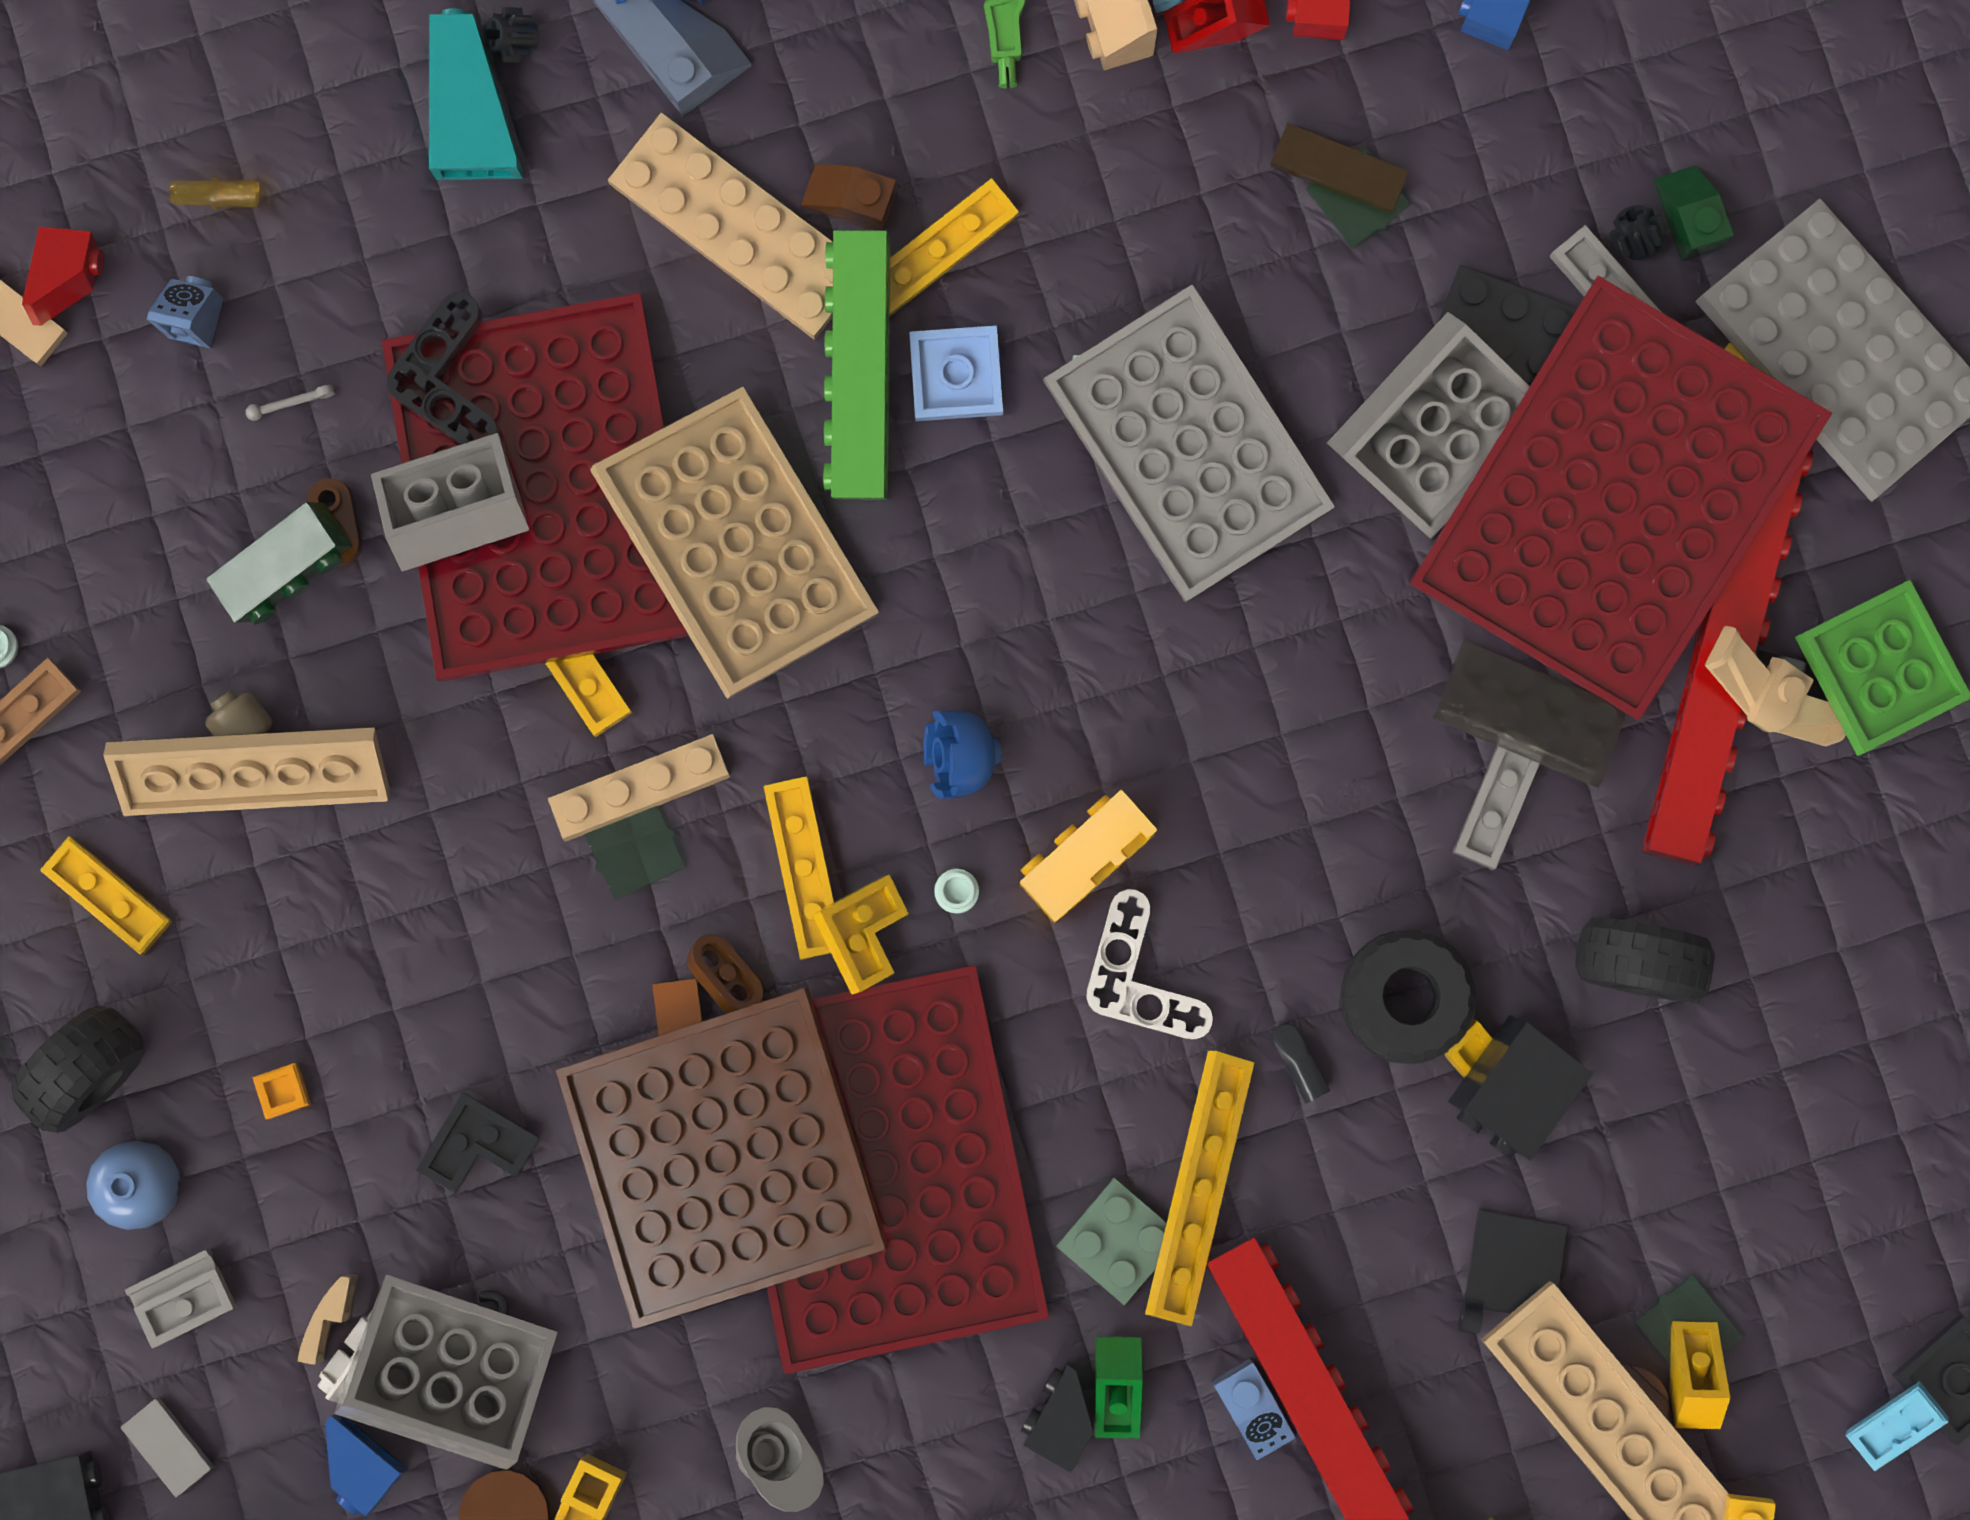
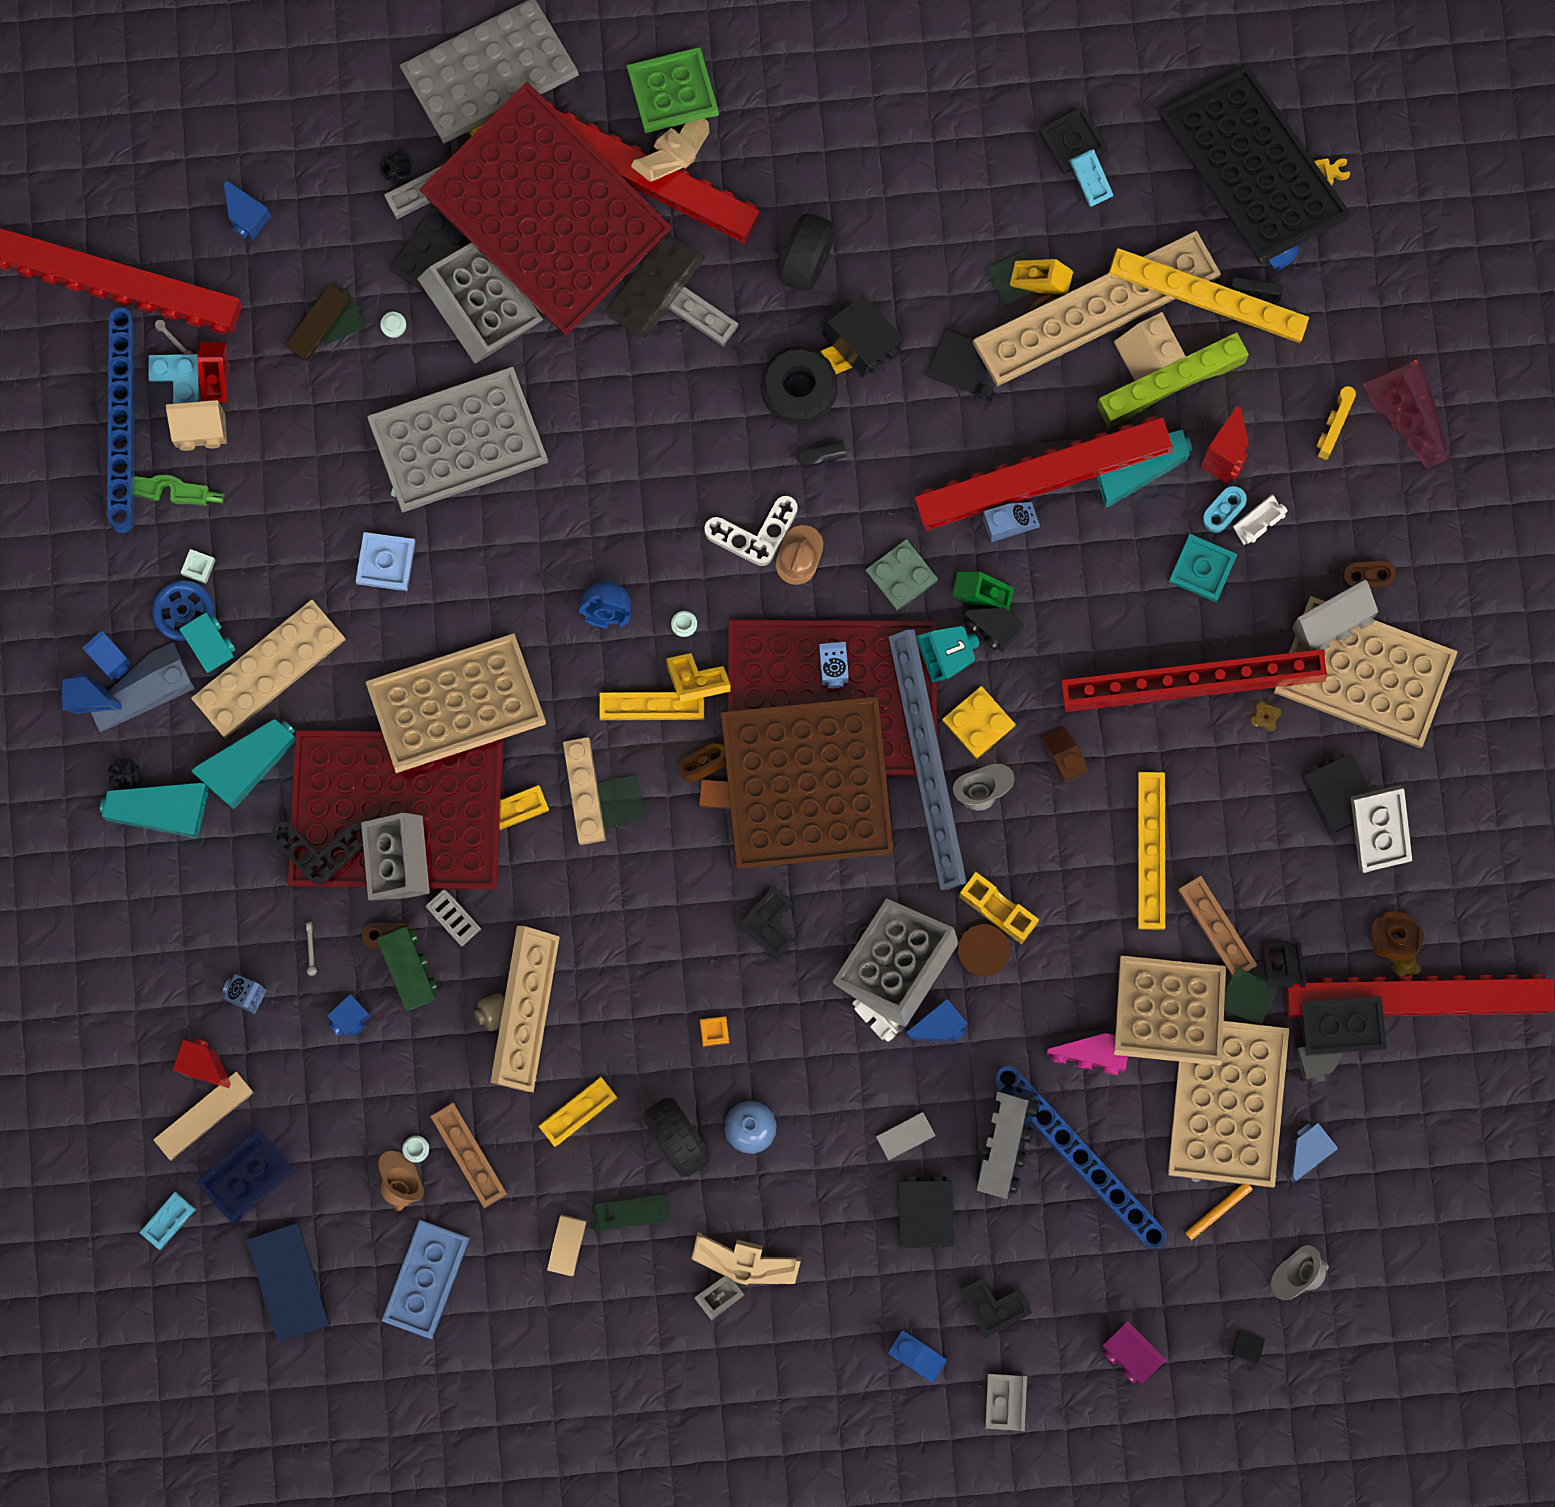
camera: 80 degrees left, 5 degrees down
(181, 1298) = (821, 1110): light grey plate -> none
(184, 489) = (348, 1017): none -> blue brick
(215, 193) = (175, 966): clear yellow axle -> none
(334, 1307) = (845, 1021): tan slope -> none
(370, 612) = (437, 901): none -> light grey slope
(564, 221) = (243, 765): none -> teal slope
(755, 115) = (207, 642): none -> teal brick
(800, 1355) = (927, 760): none -> sand blue plate
(821, 98) = (162, 601): none -> blue plate
(851, 195) = (266, 599): reddish brown slope -> none
(859, 365) = (369, 612): bright green brick -> none
(882, 71) = (198, 566): none -> light aqua plate
(891, 1426) = (978, 722): none -> yellow plate
(926, 1162) = (833, 664): none -> medium blue slope
(948, 242) = (311, 557): yellow plate -> none
(995, 1349) = (947, 651): none -> teal torso
(1086, 855) = (680, 544): yellow wedge -> none
(1119, 1059) = (799, 554): none -> medium nougat piece
(1199, 1188) = (881, 522): yellow plate -> none
(1364, 292) = (393, 324): none -> light aqua plate
(1693, 212) = (390, 134): dark green slope -> none

